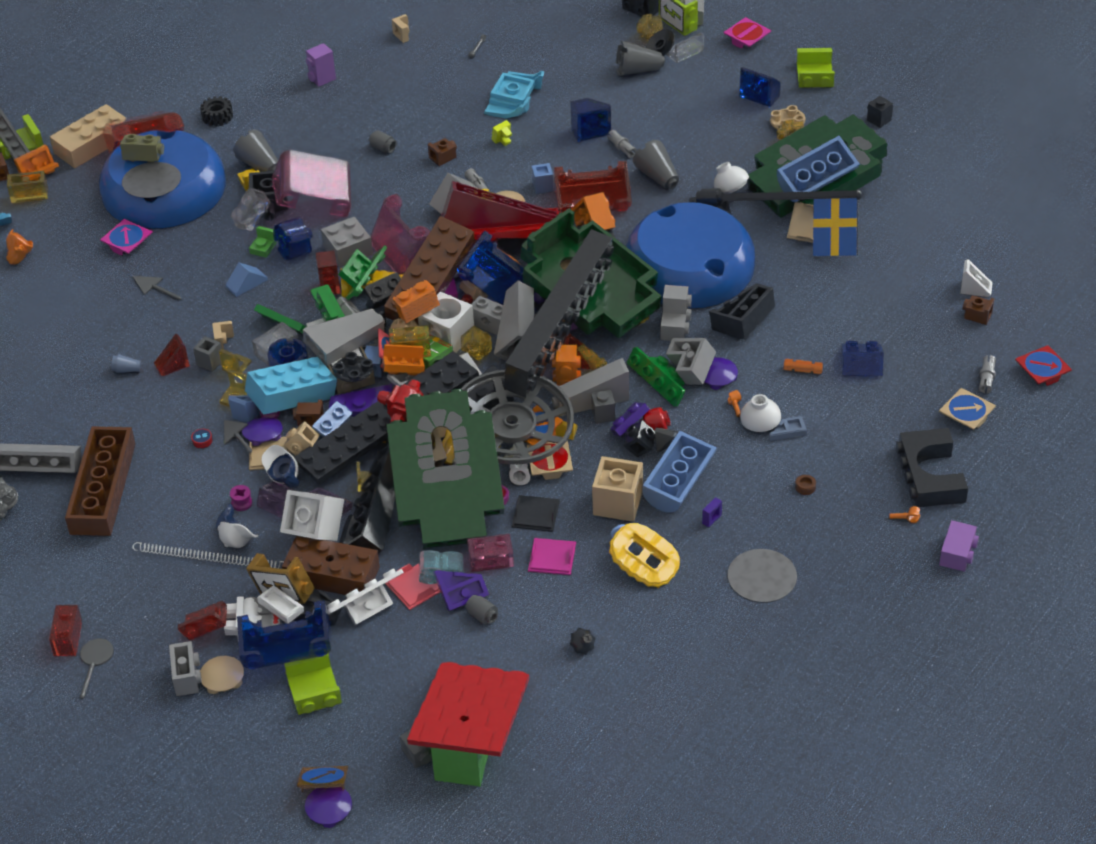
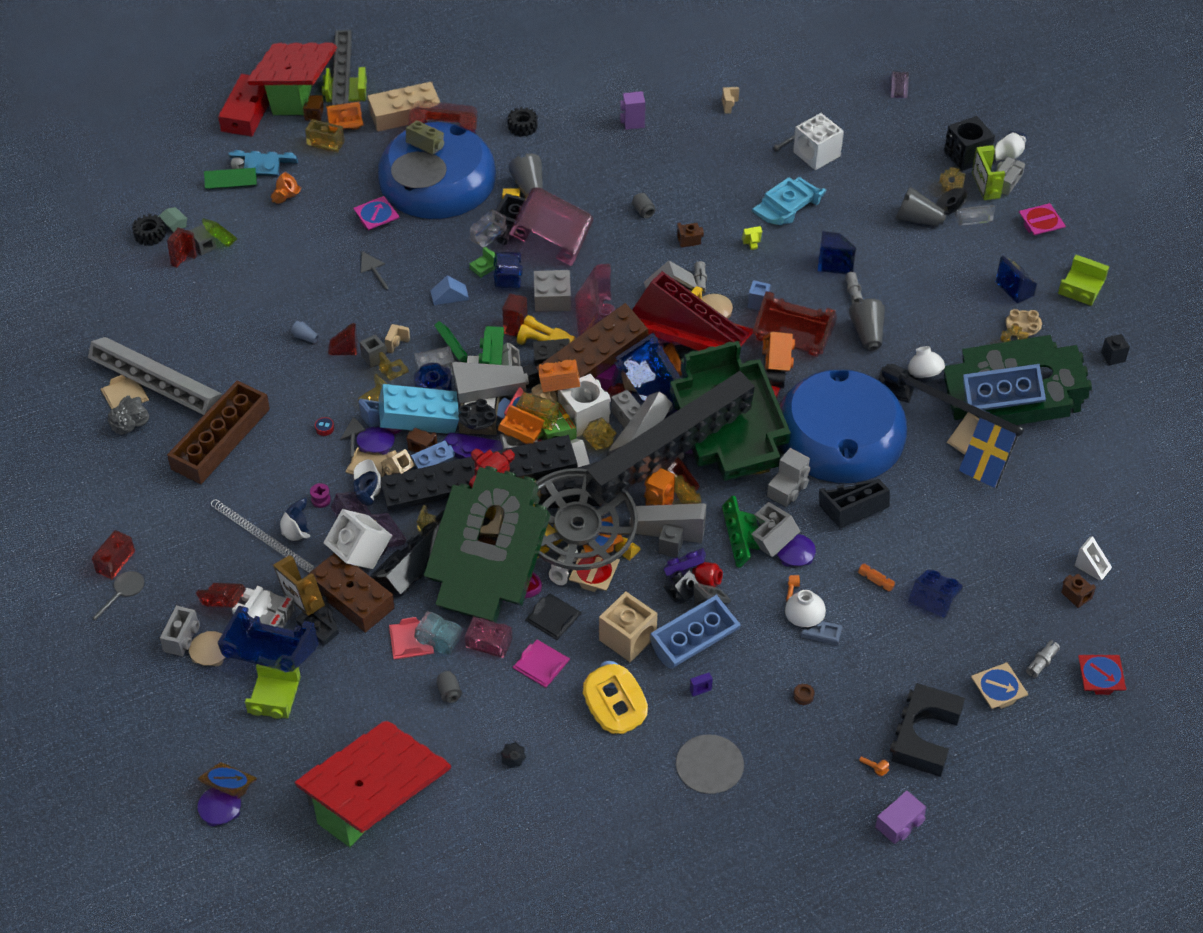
camera: 25 degrees right, 5 degrees up
(280, 604) = (285, 609): white tile -> none
(358, 268) = (539, 321): green bracket -> none
(368, 601) = (359, 637): white bracket -> none
(459, 587) = (441, 657): dark purple wing -> none
(510, 34) = (818, 141): none -> white brick

